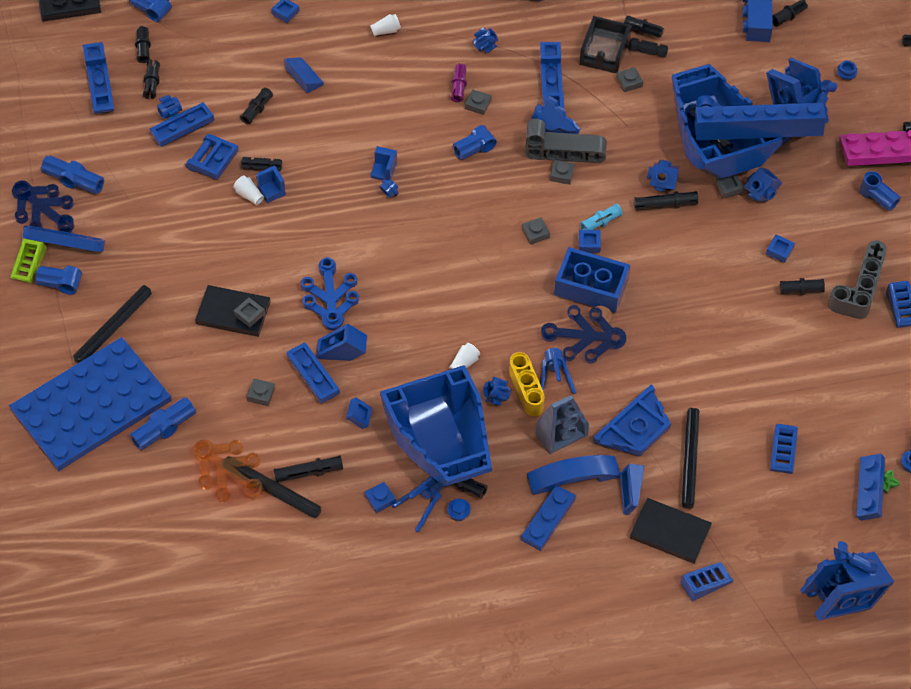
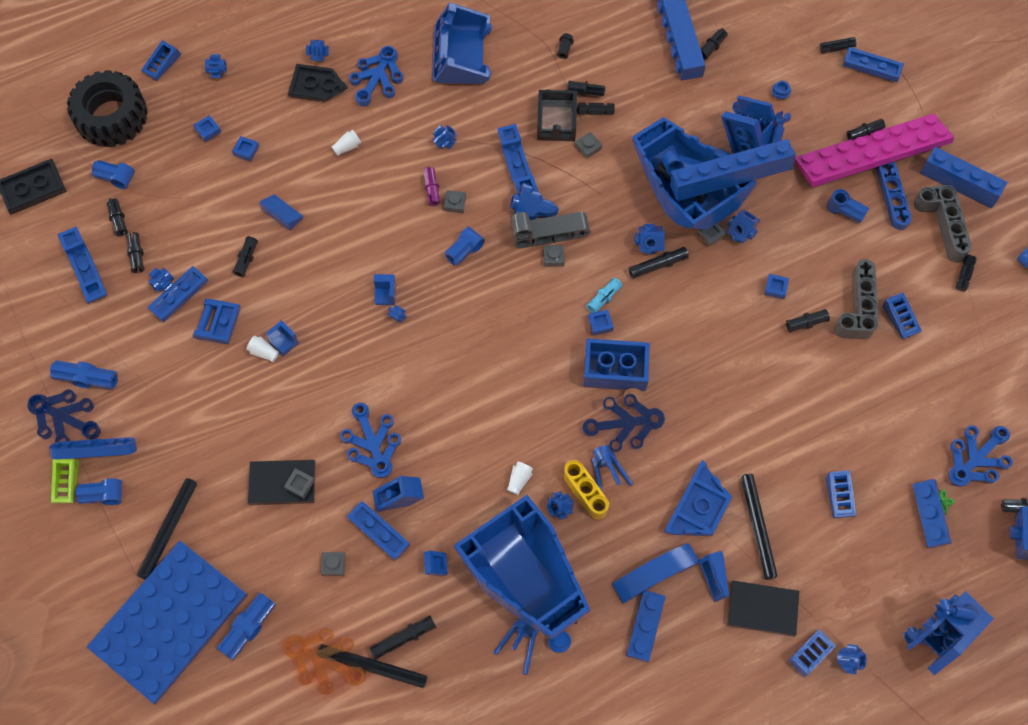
camera: 15 degrees left, 10 degrees up
(260, 163) = (267, 317): black axle -> none
(380, 497) = (480, 648): blue plate -> none
(536, 230) = (547, 323): dark grey plate -> none
(561, 425) = (631, 531): sand blue wedge -> none
(743, 592) = (852, 659): none -> blue gear

